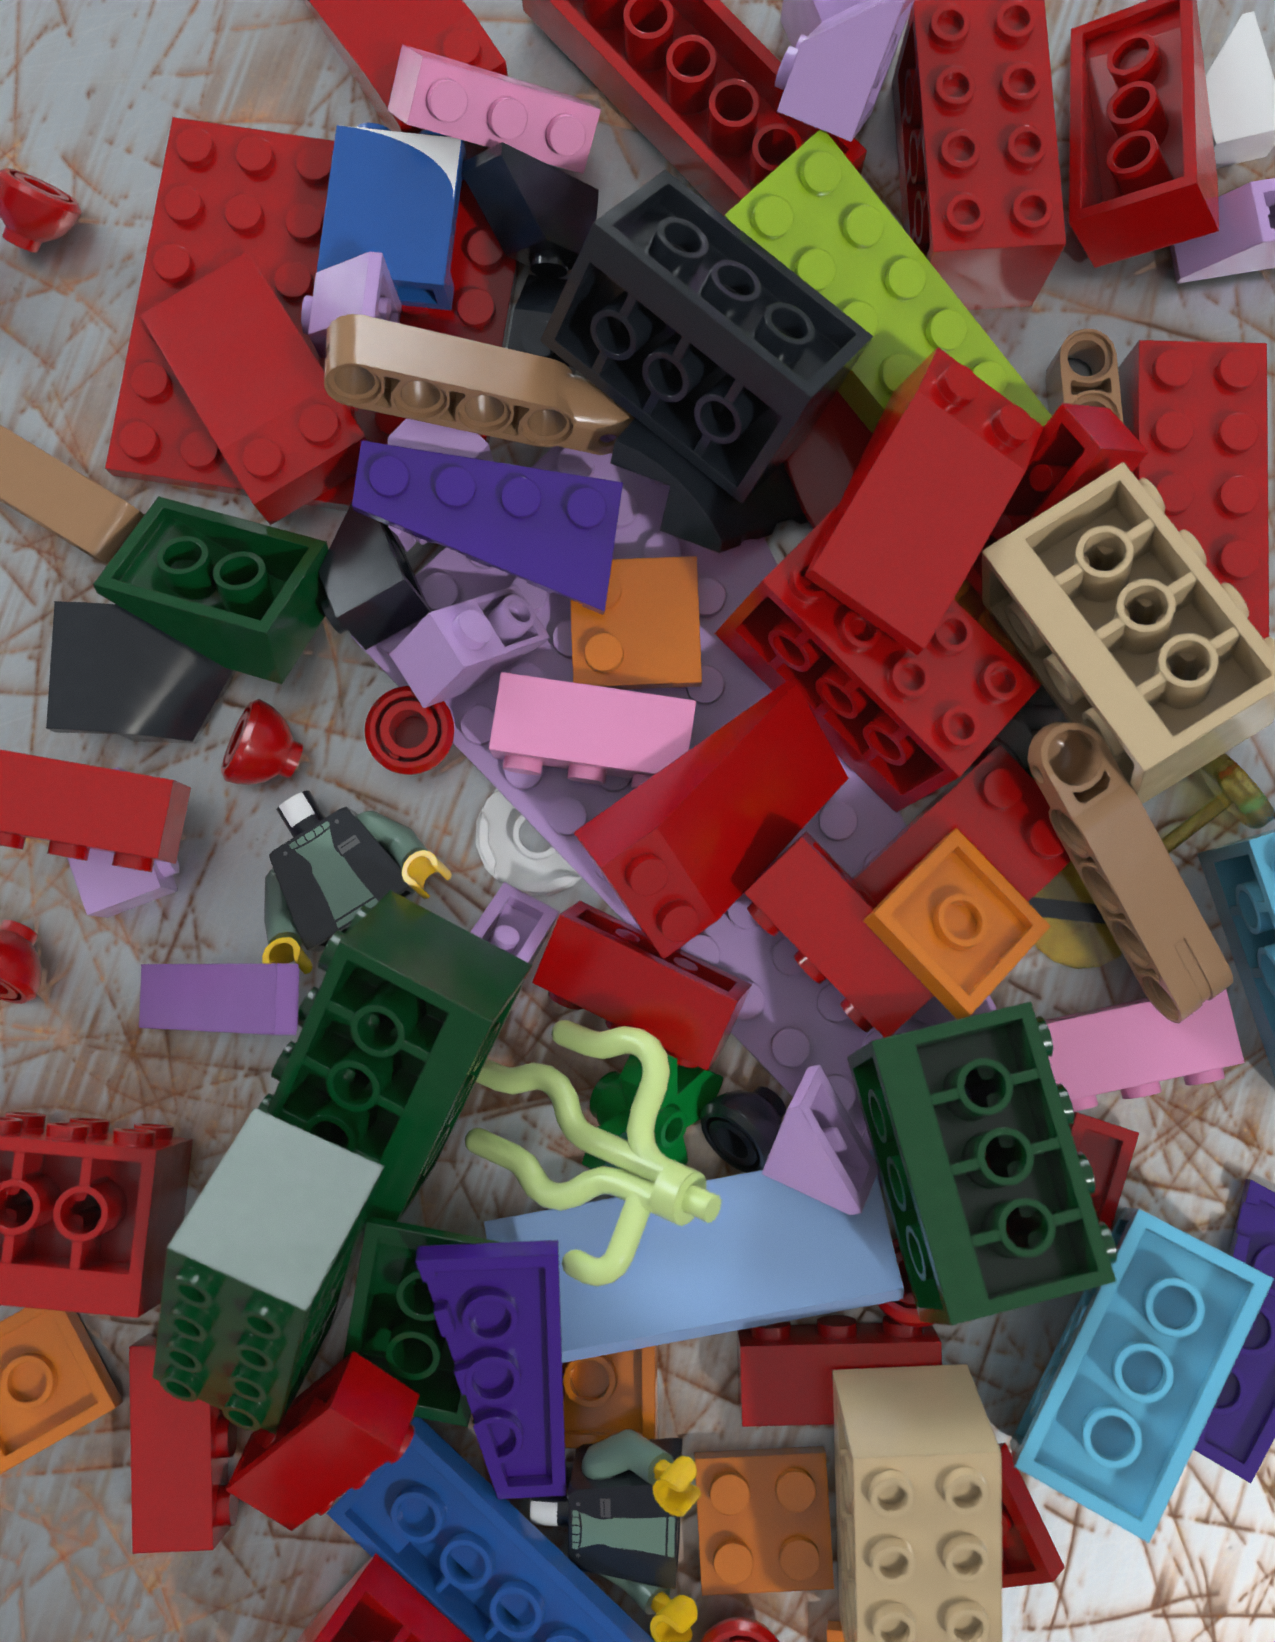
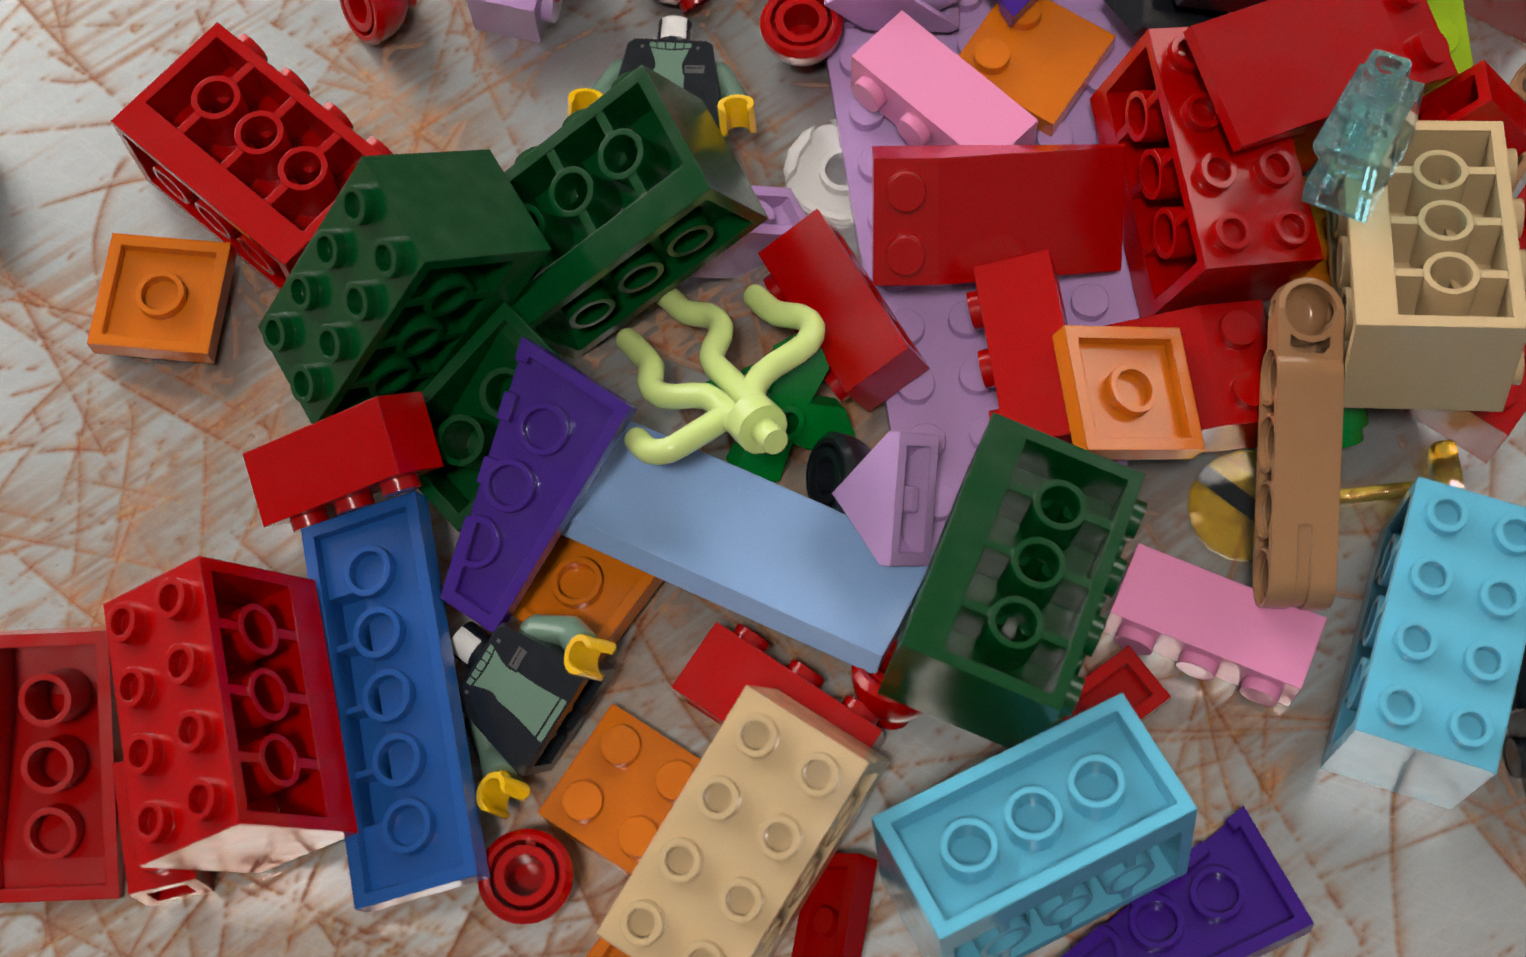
camera: 35 degrees right, 15 degrees down
(176, 1464) = (227, 412): red brick -> none
(220, 998) = (519, 96): medium lavender tile -> none
(1035, 581) = (1365, 137): none -> clear light blue hips

